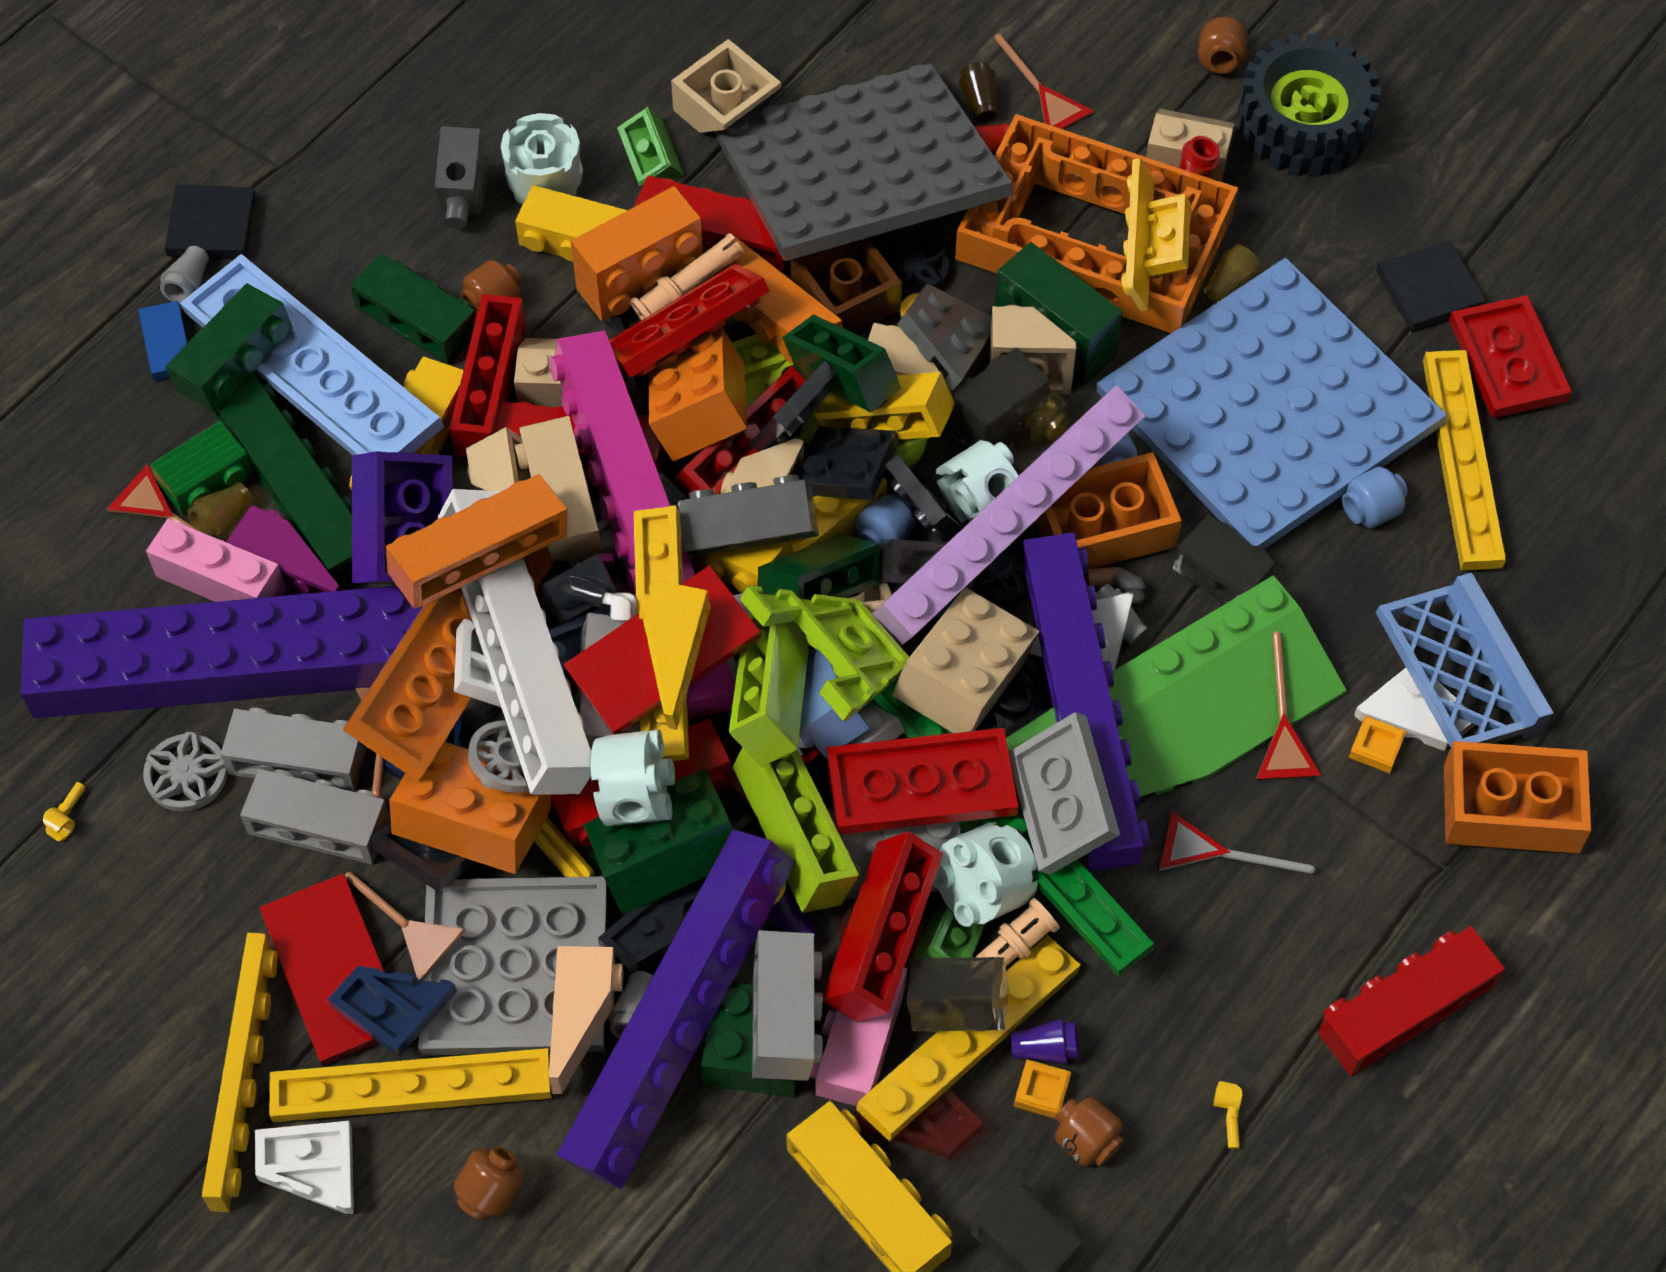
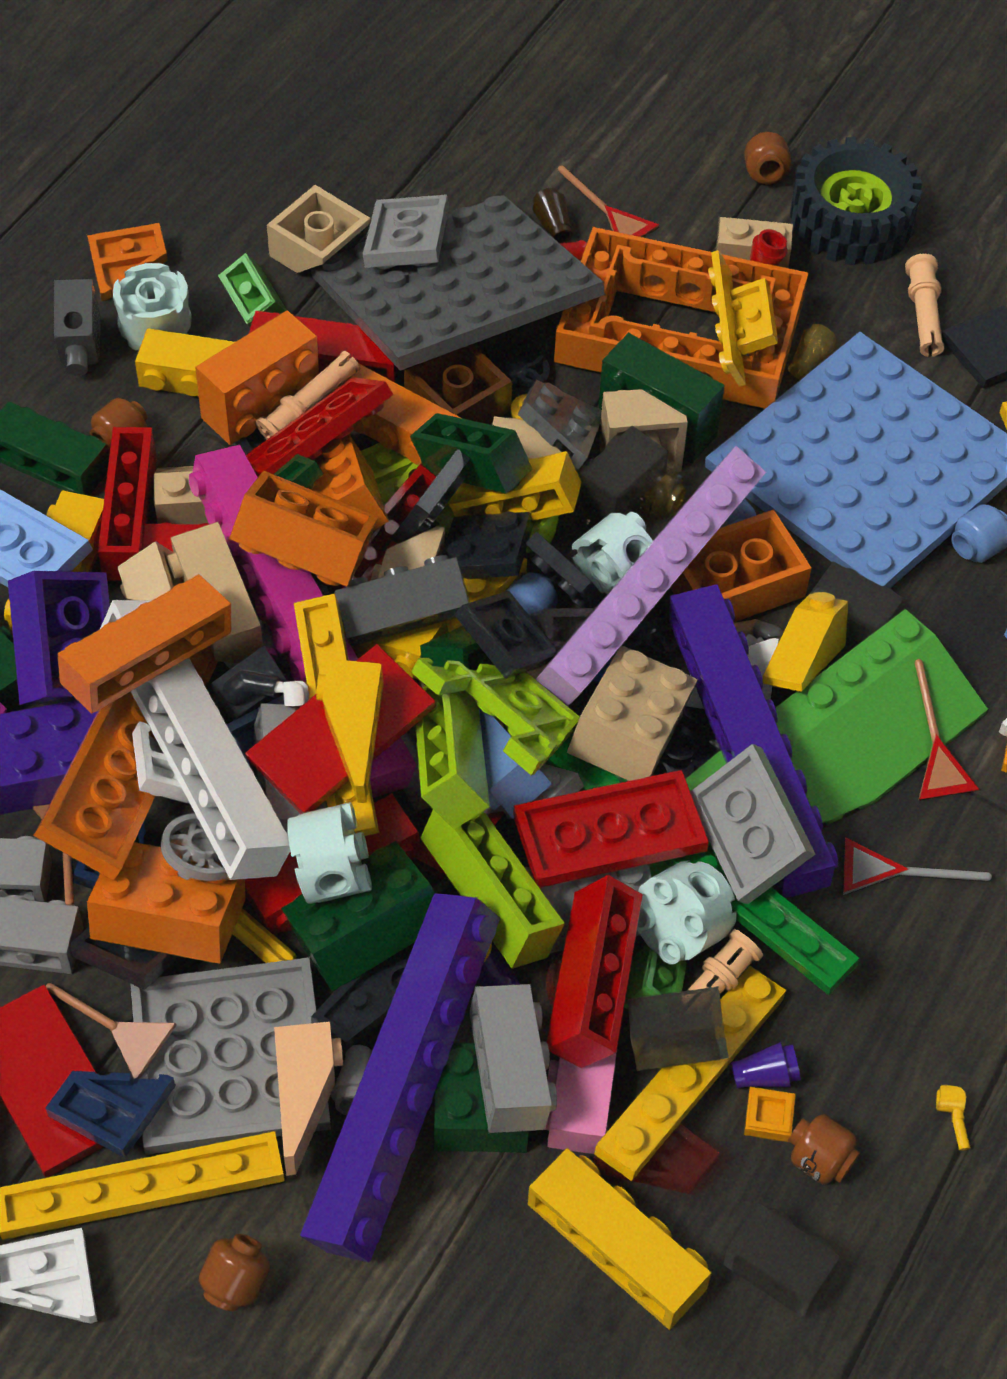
camera: 10 degrees left, 5 degrees down
(521, 94) = (122, 249): none -> orange wing
(654, 432) = (303, 529): none -> orange brick
(657, 372) = (300, 471): none -> dark green plate
(817, 101) = (406, 231): none -> light grey plate
(848, 564) = (506, 634): none -> black tile
(1165, 601) = (809, 642): none -> yellow slope
(1366, 217) = (924, 292): none -> light nougat pin

